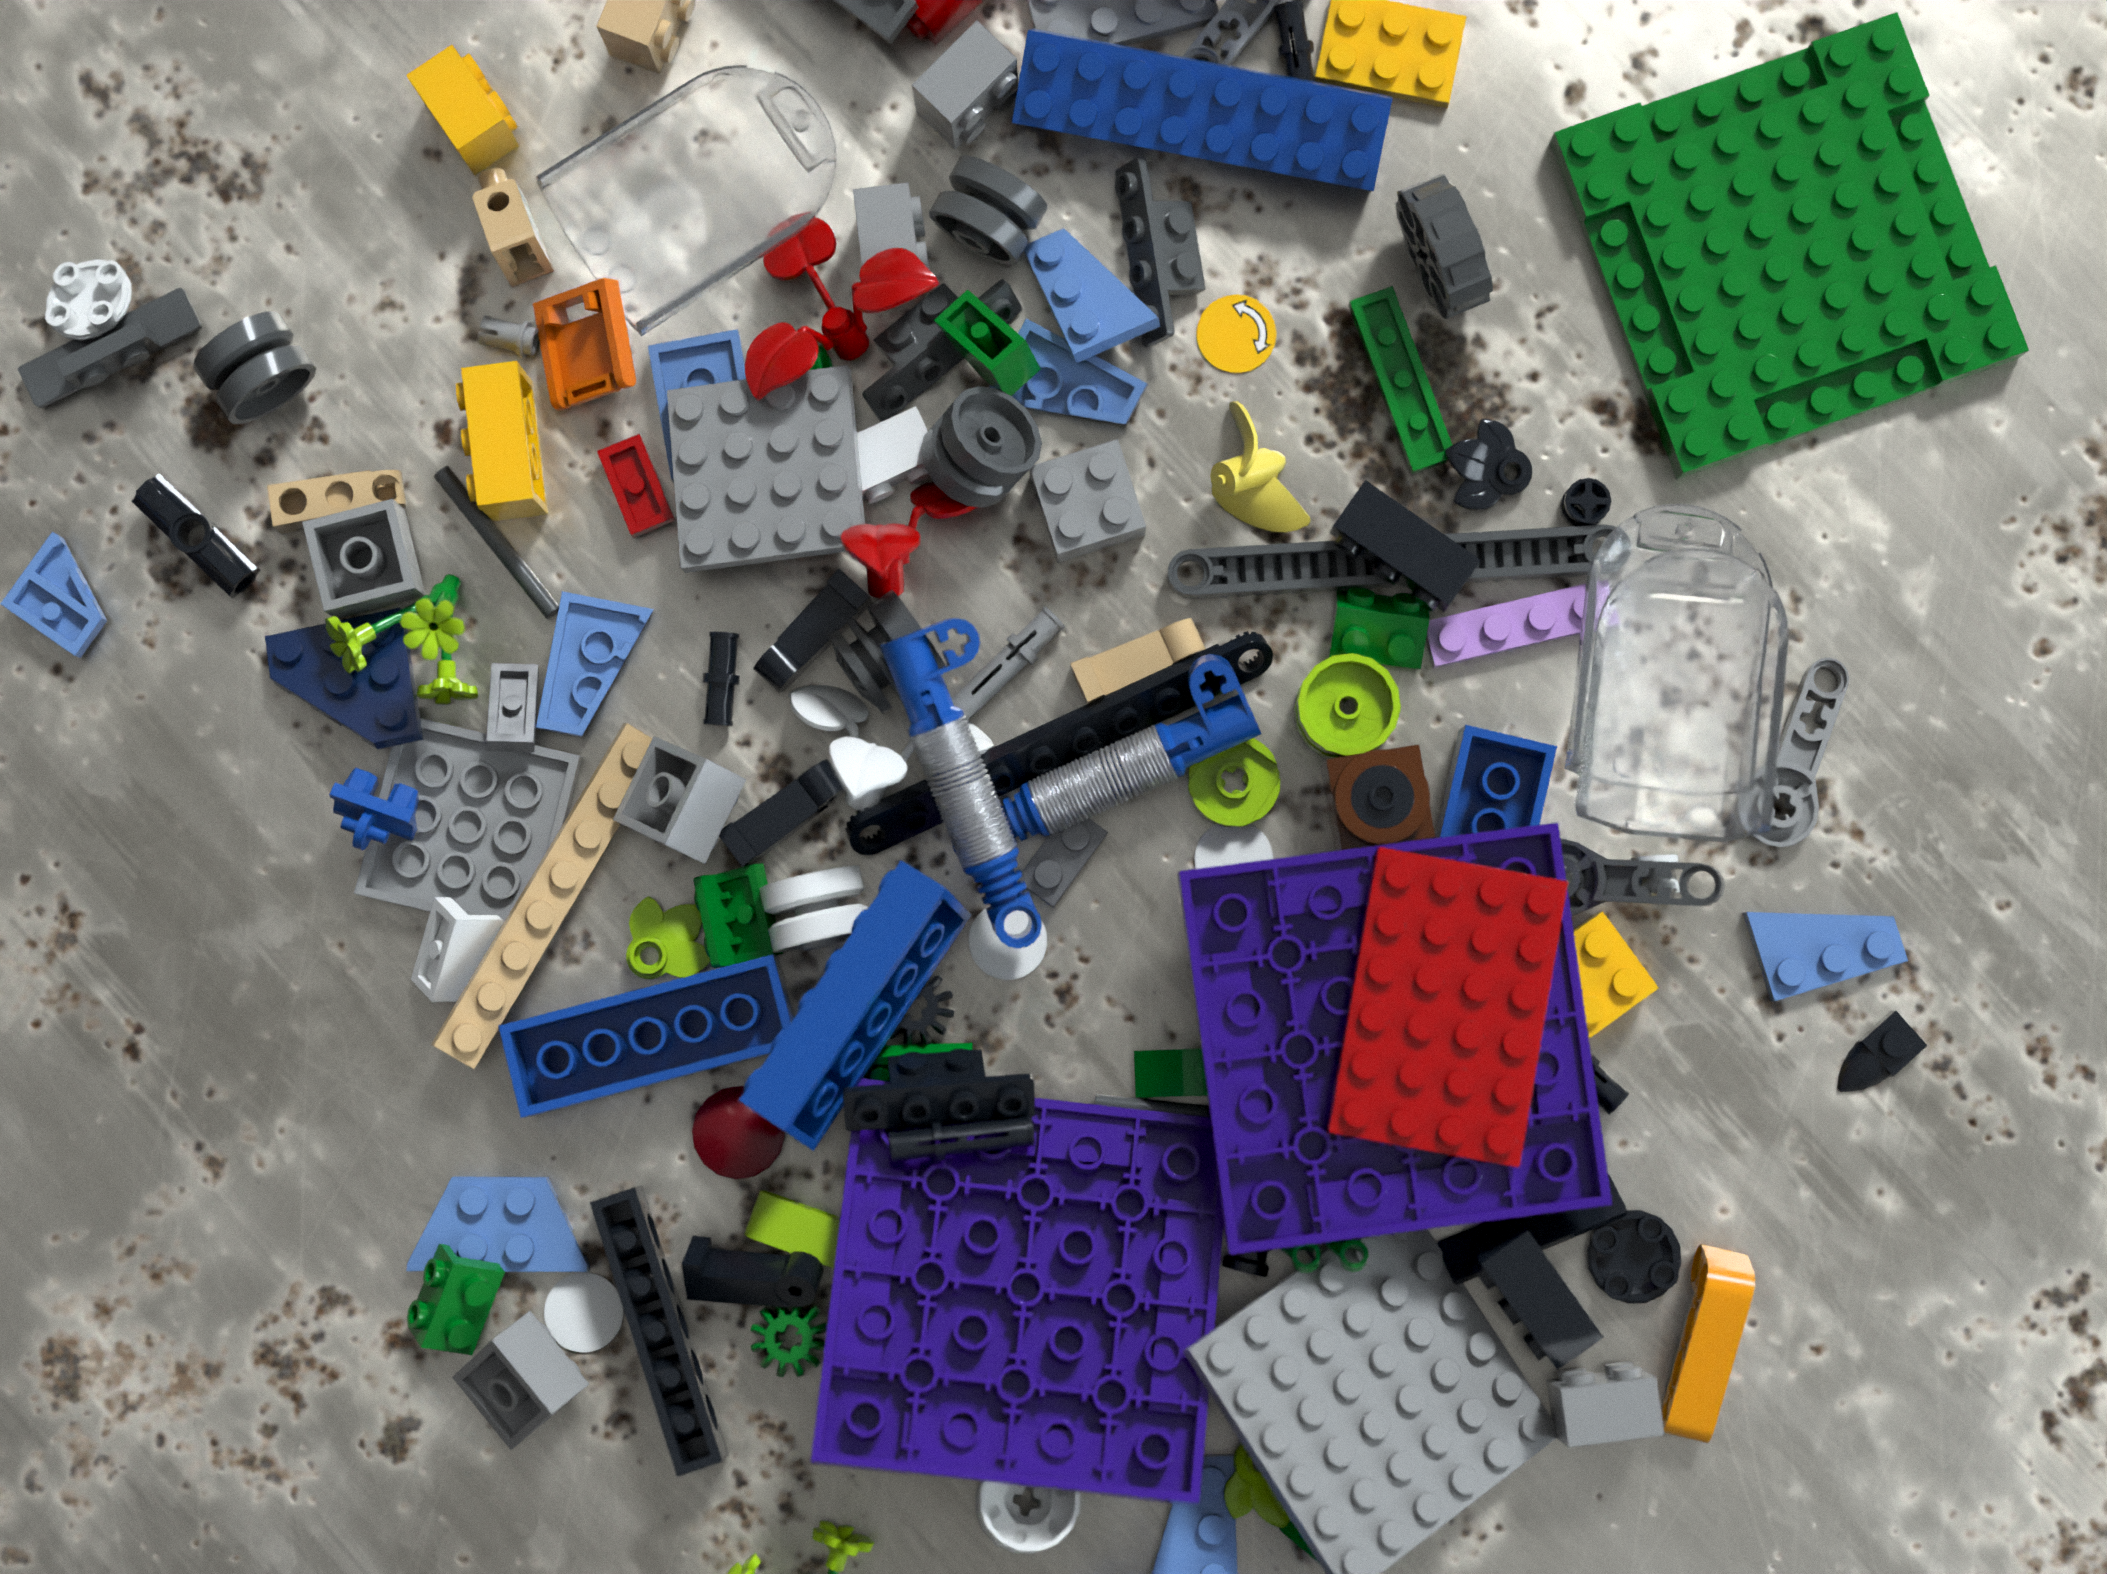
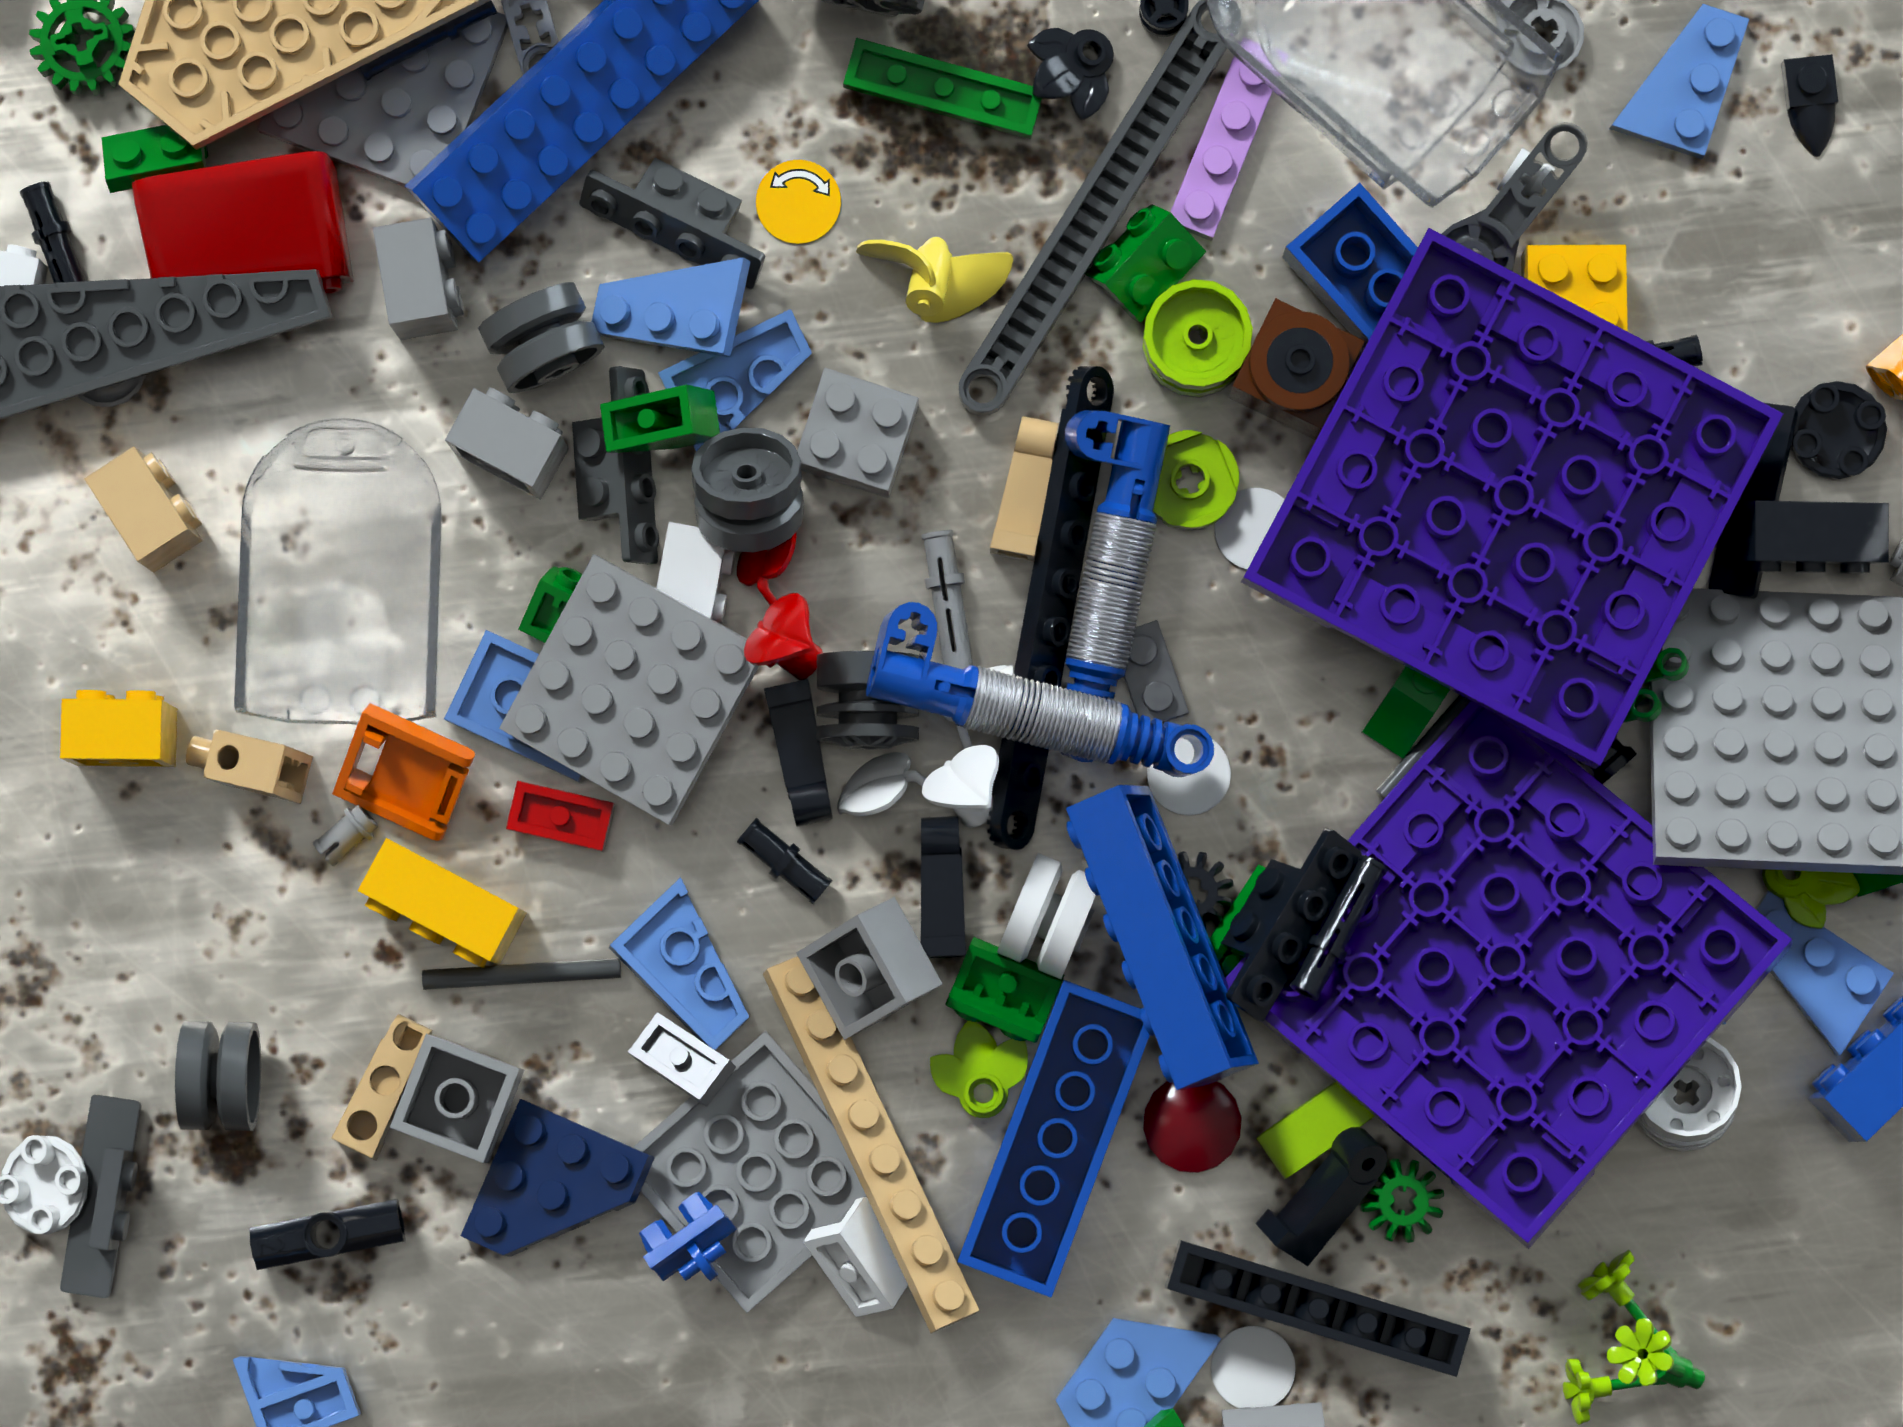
camera: 55 degrees left, 0 degrees up
(430, 626) = (570, 1072): lime plant -> none
(887, 281) = (548, 603): red plant -> none
(1403, 547) = (1095, 190): black brick -> none
(1447, 1007) = (1520, 431): red plate -> none

